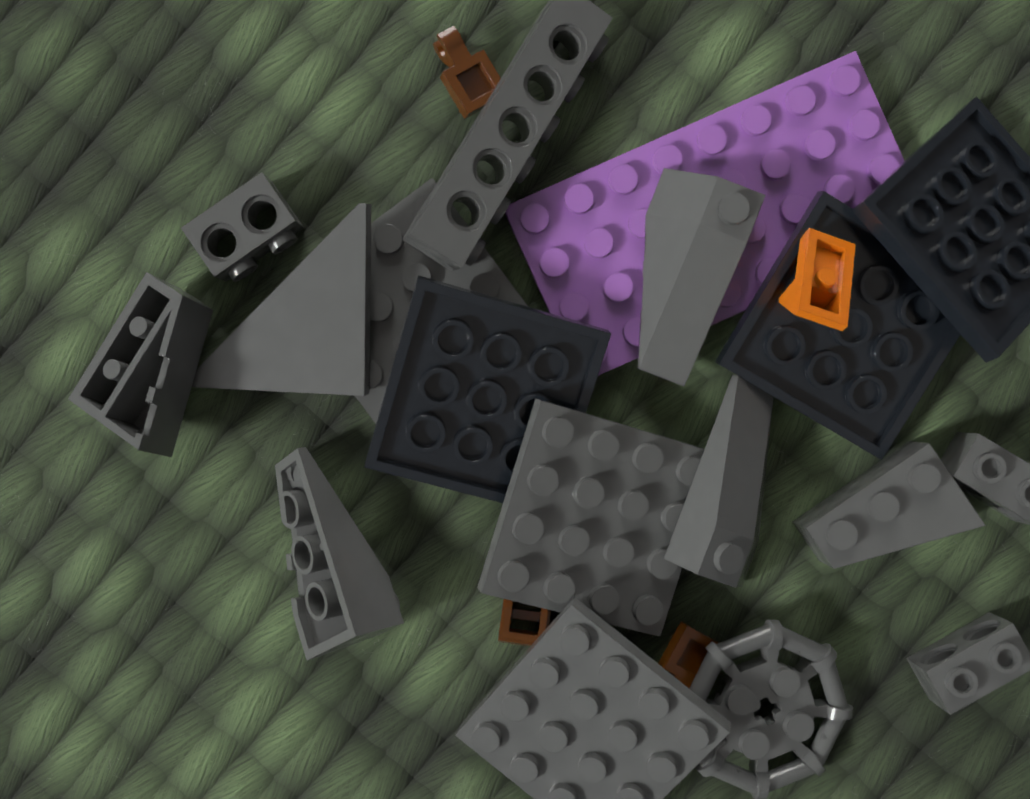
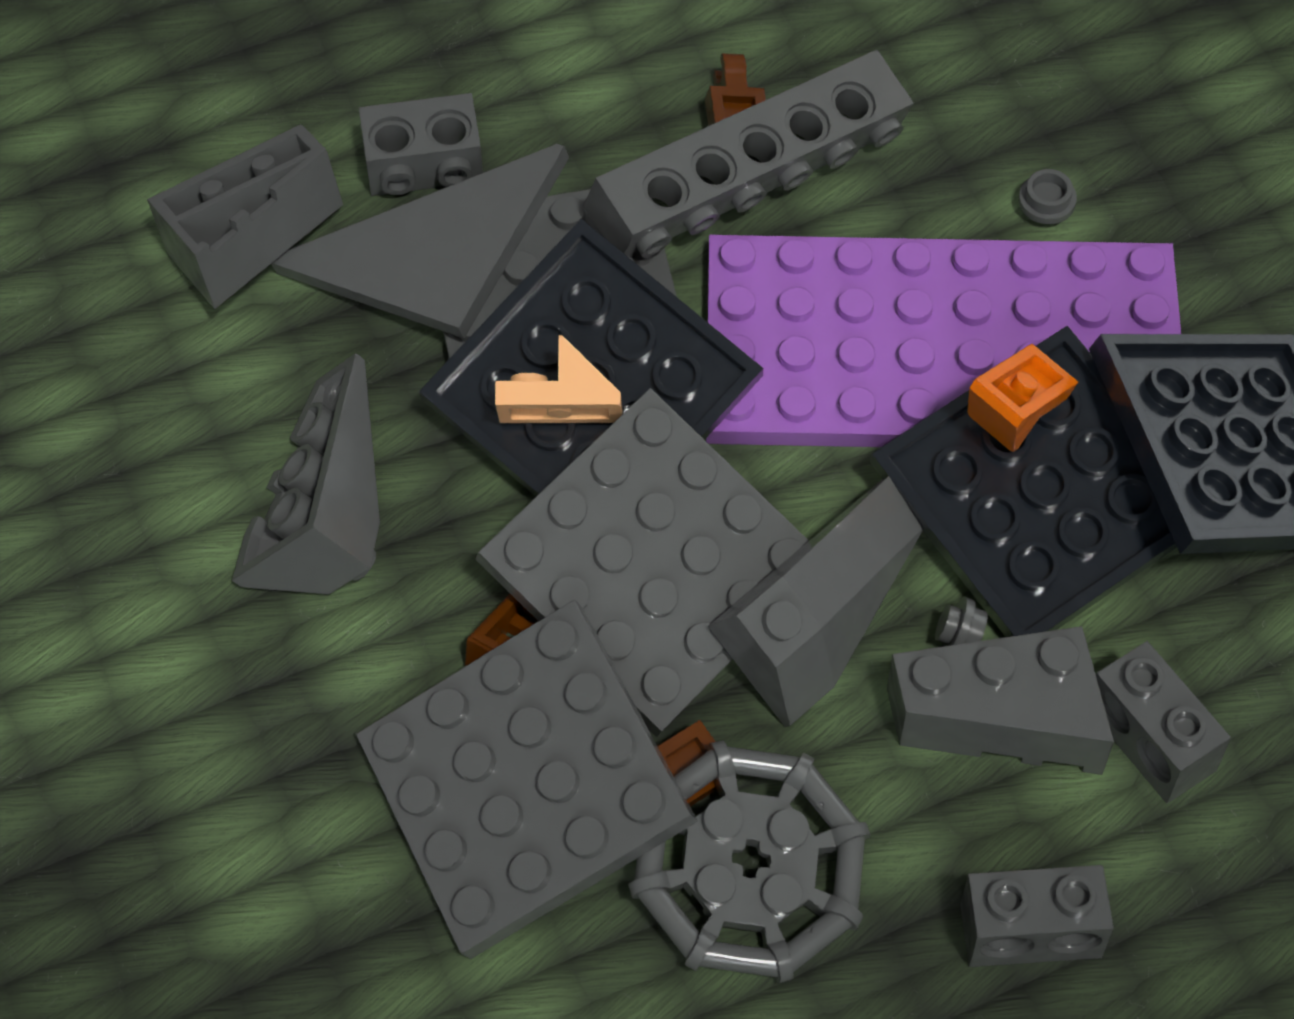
camera: 25 degrees right, 30 degrees down
(488, 431) = (576, 397): none -> light nougat slope
(690, 254) = (886, 351): dark grey wedge -> none
(742, 48) = (1047, 197): none -> dark grey plate
(832, 463) = (961, 623): none -> dark grey plate

